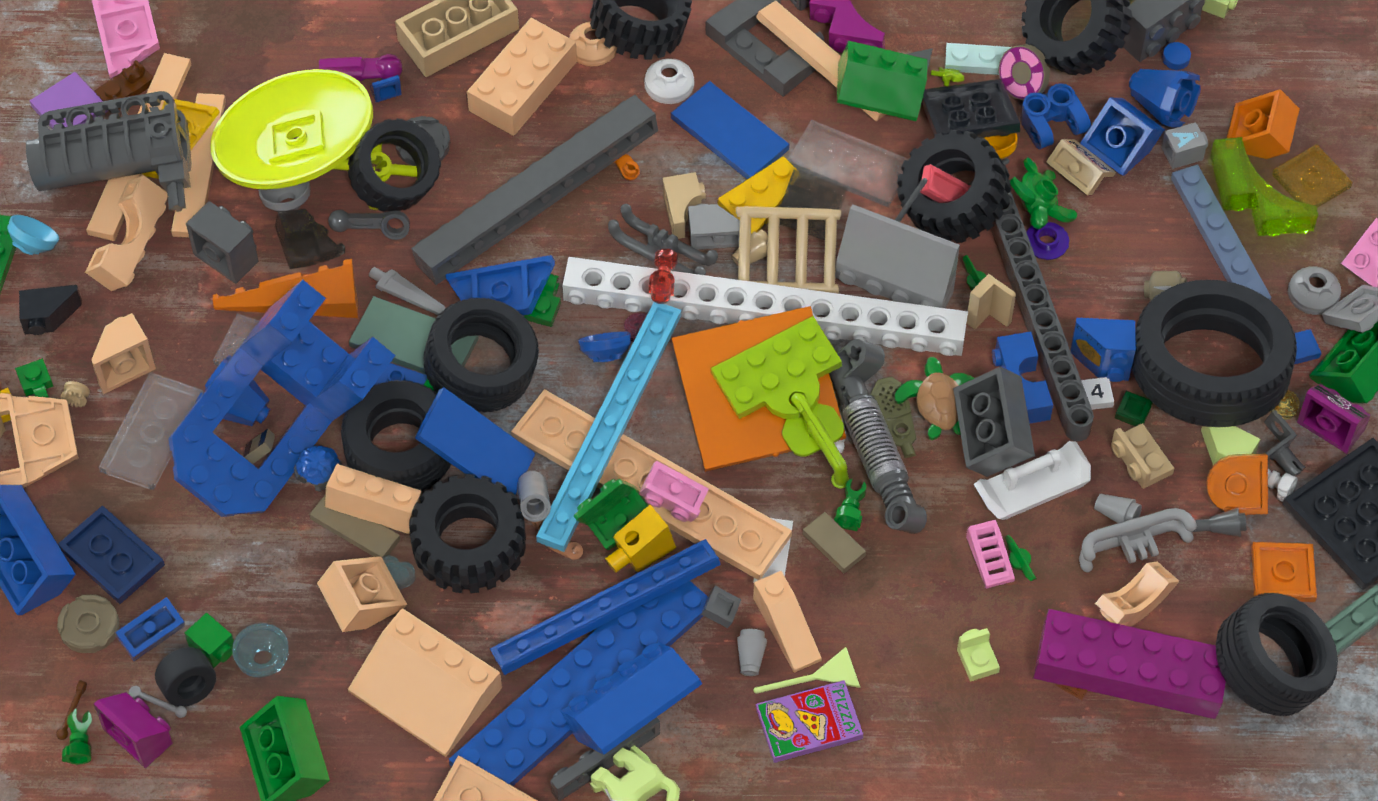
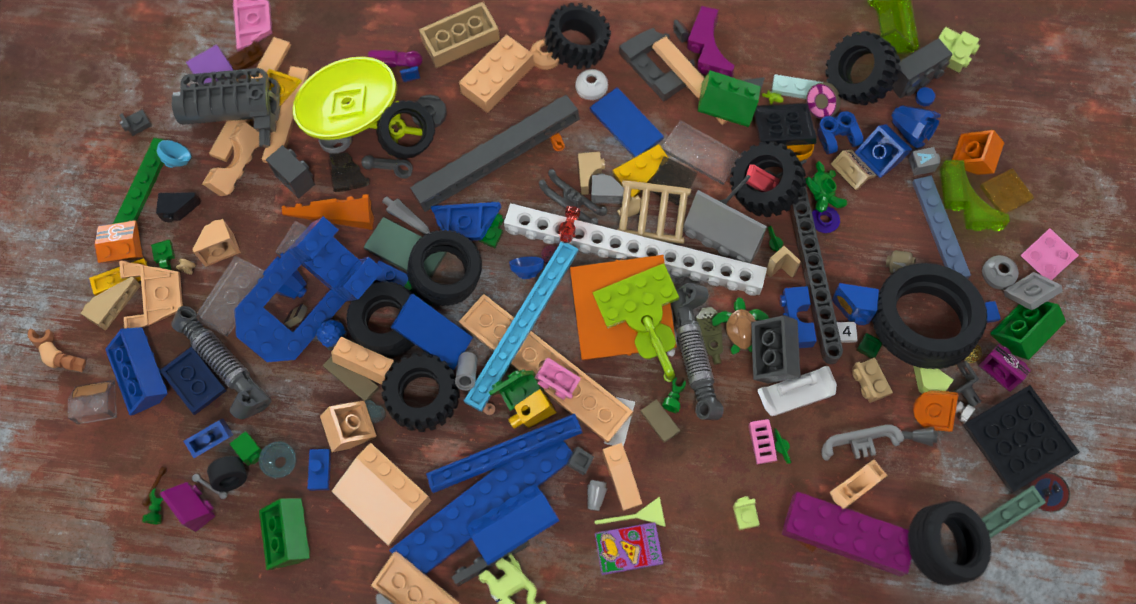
camera: 10 degrees right, 10 degrees up
(88, 624) = (173, 426): dark tan tile -> none
(205, 568) = (250, 396): none -> dark grey piece
(324, 661) = (319, 469): none -> blue tile
(1118, 508) = (854, 419): light grey cone -> none
(1284, 570) = (958, 474): orange tile -> none

